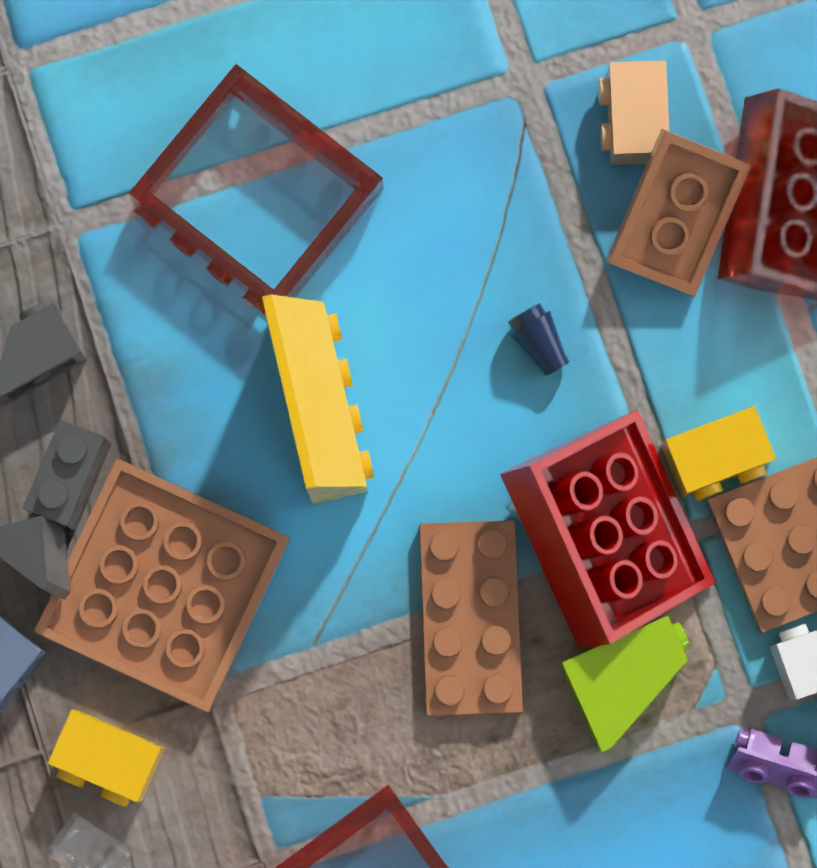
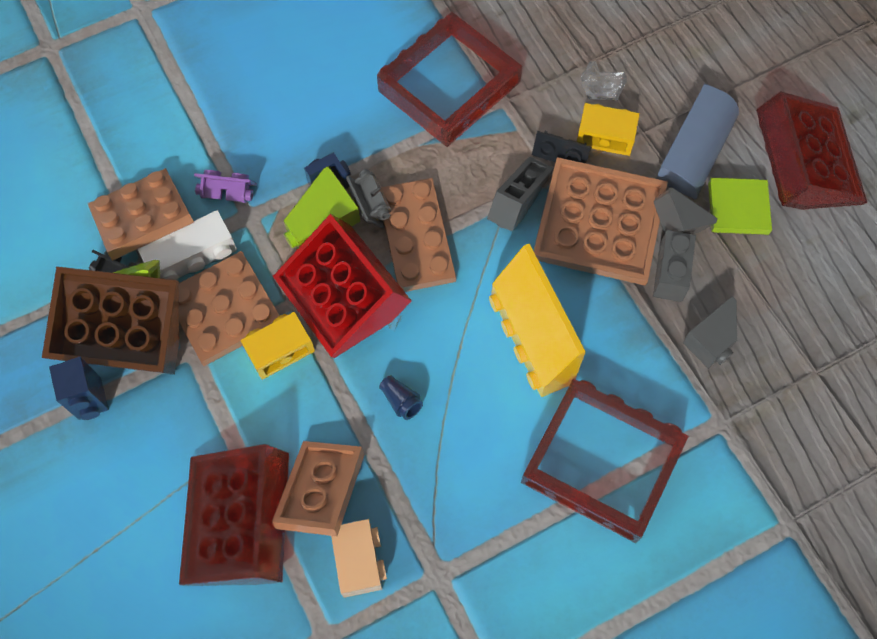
camera: 170 degrees right, 15 degrees down
(213, 742) = (552, 146): none -> black hinge
(282, 659) = (519, 193): none -> dark grey slope
(537, 664) = (372, 207): none -> dark grey hinge
(614, 761) = (338, 167): none -> dark blue bracket

